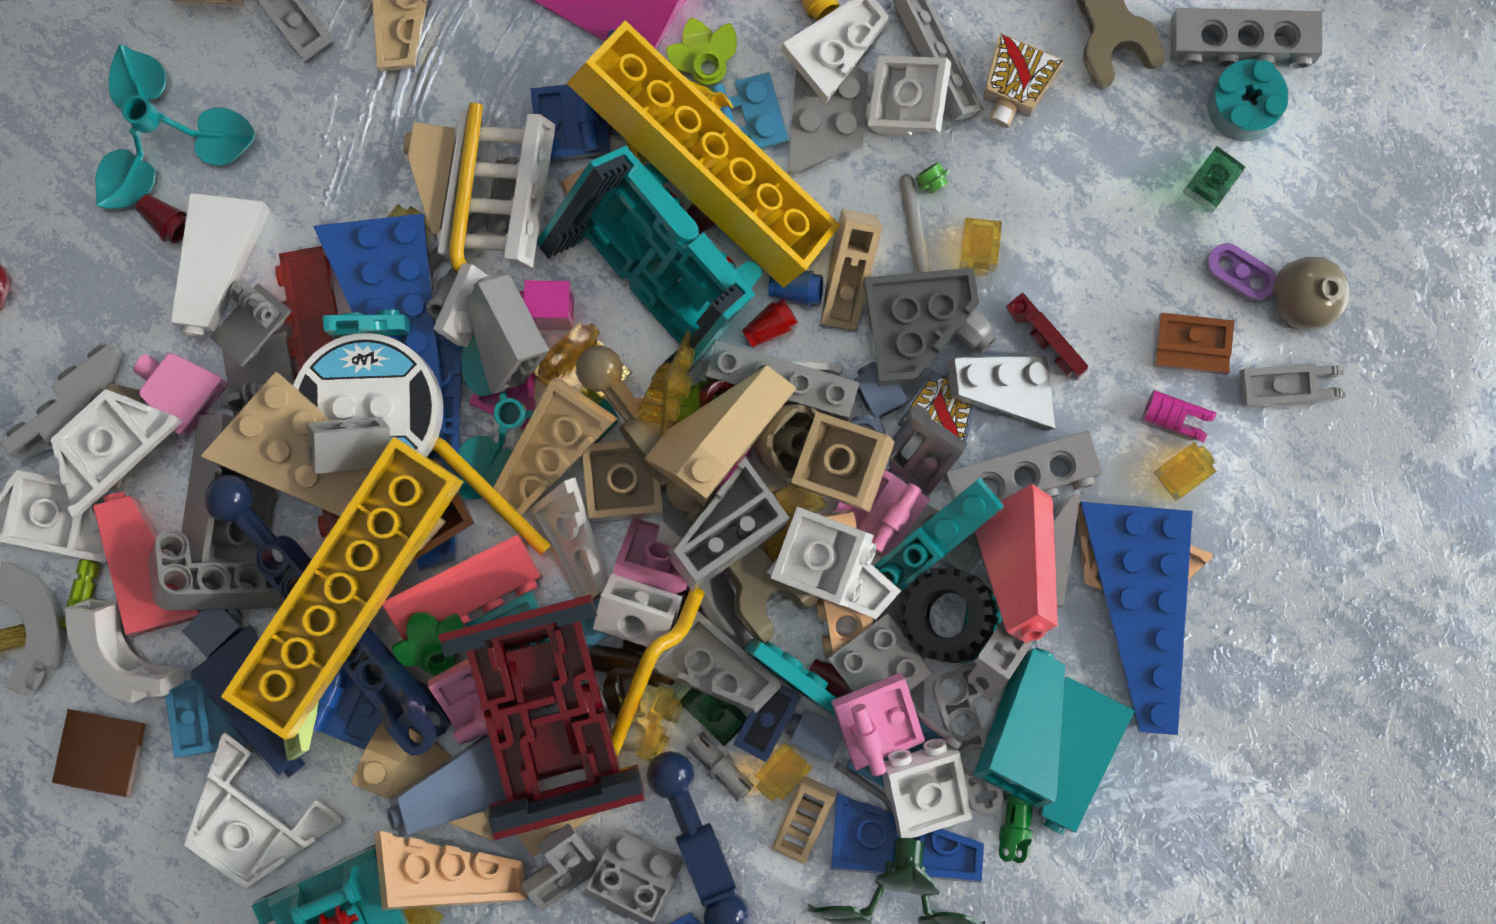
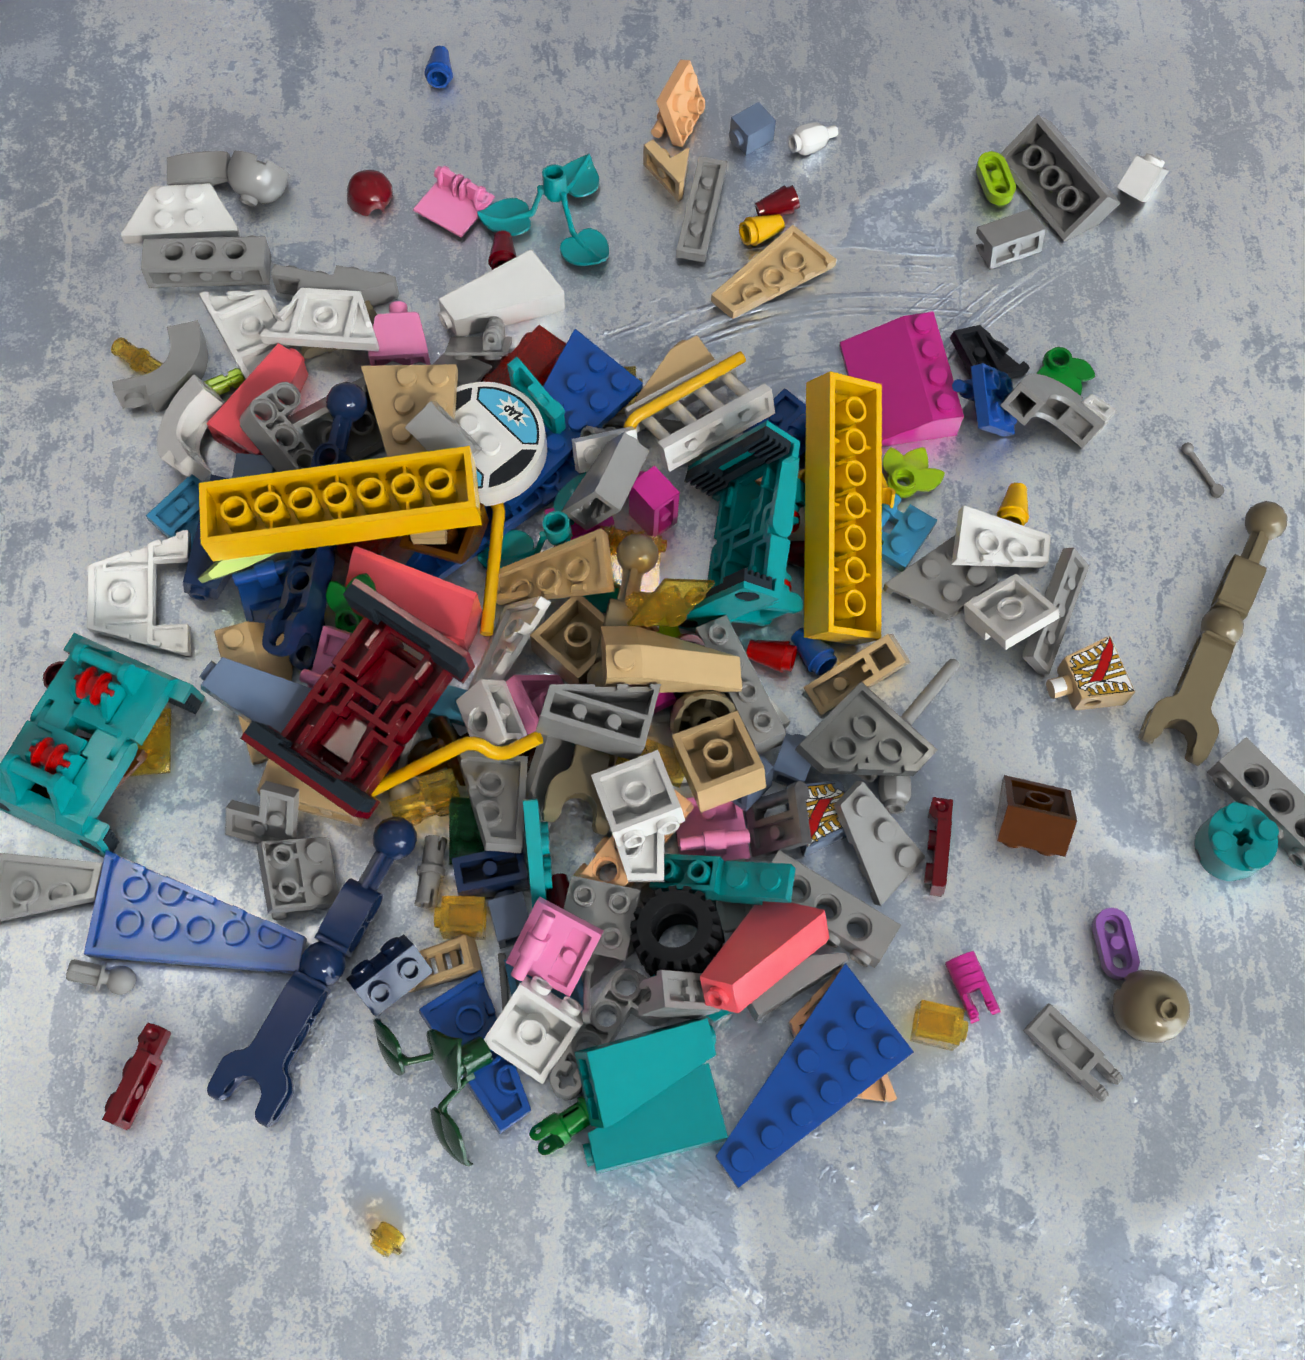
camera: 45 degrees right, 15 degrees down
(63, 217) = (453, 201): none -> bright pink hinge
(98, 753) = (114, 473): reddish brown slope -> none
(438, 876) = (187, 730): light nougat wing -> none
(780, 869) = (389, 974): none -> bracket
(932, 178) = (971, 678): bright green plate -> none
(980, 245) = (957, 745): clear yellow brick -> none
(1090, 237) = (1035, 816): none -> reddish brown slope
(1194, 343) = (1033, 953): dark orange plate -> none
(1214, 179) = (1157, 865): clear green slope -> none

